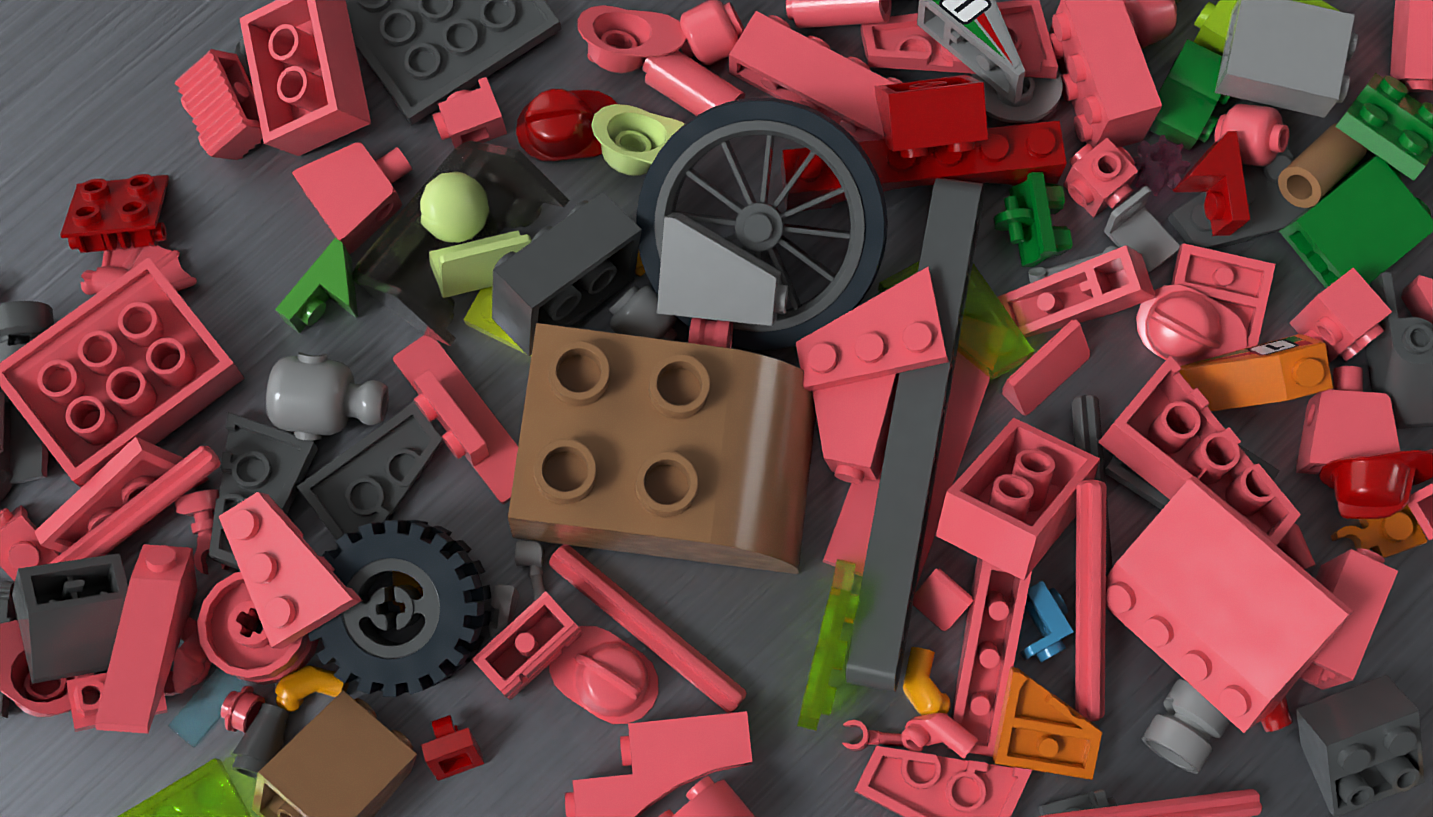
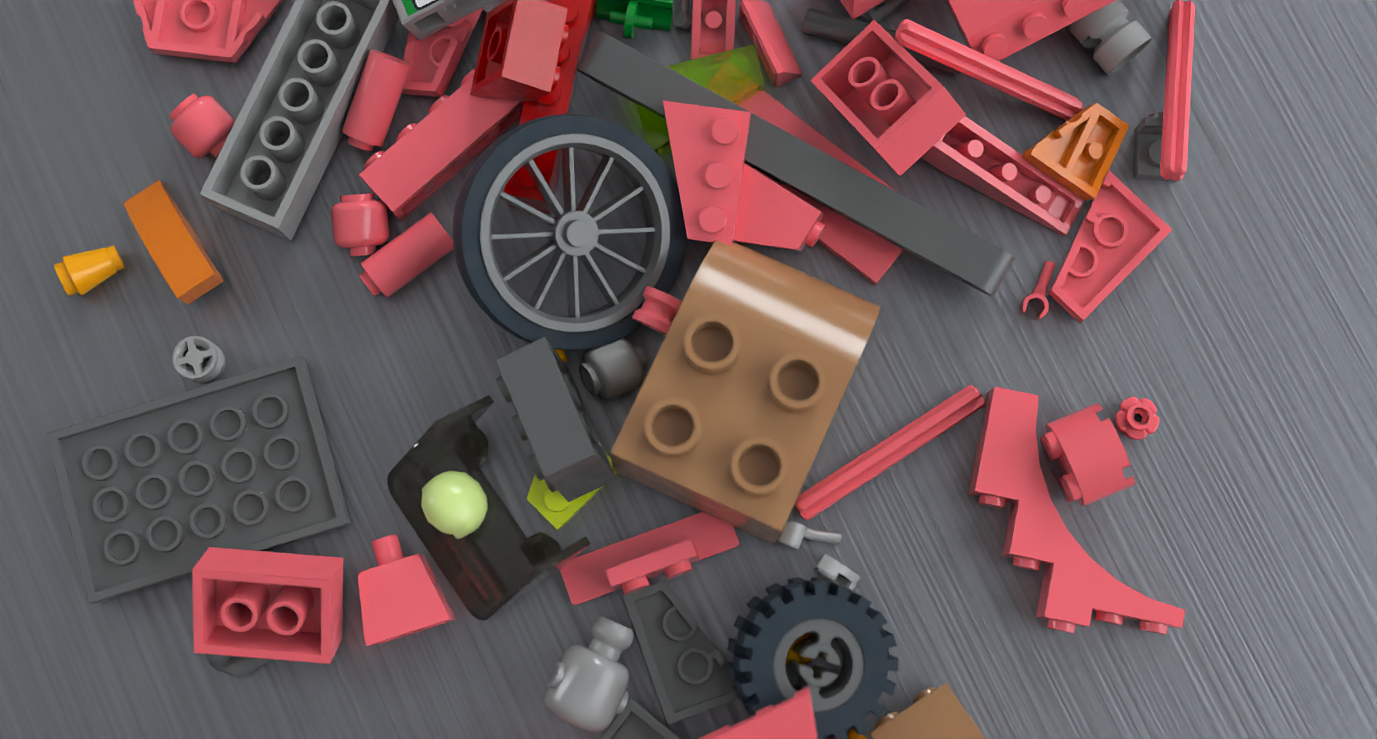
camera: 70 degrees left, 5 degrees up
(221, 105) = (271, 695): coral brick -> none
(325, 279) = (477, 640): bright green slope -> none
(451, 750) = (948, 653): red tile -> none
(470, 116) = (364, 466): coral brick -> none
(471, 264) = (511, 496): yellowish green panel -> none
(527, 645) = (879, 558): coral brick -> none
(559, 124) = (401, 380): red piece -> none
(606, 676) = (916, 503): coral piece -> none
(625, 38) = (340, 297): coral piece -> none
(631, 137) = (442, 319): yellowish green piece -> none
(715, 278) = (611, 286): light grey slope -> none
(829, 650) = (966, 300): clear neon green wing -> none
(920, 688) = (1013, 238): light orange arm -> none
(937, 729) = (1050, 236): coral arm -> none
(941, 599) = (944, 193): coral slope -> none
(1047, 613) = (995, 113): dark azure bracket -> none

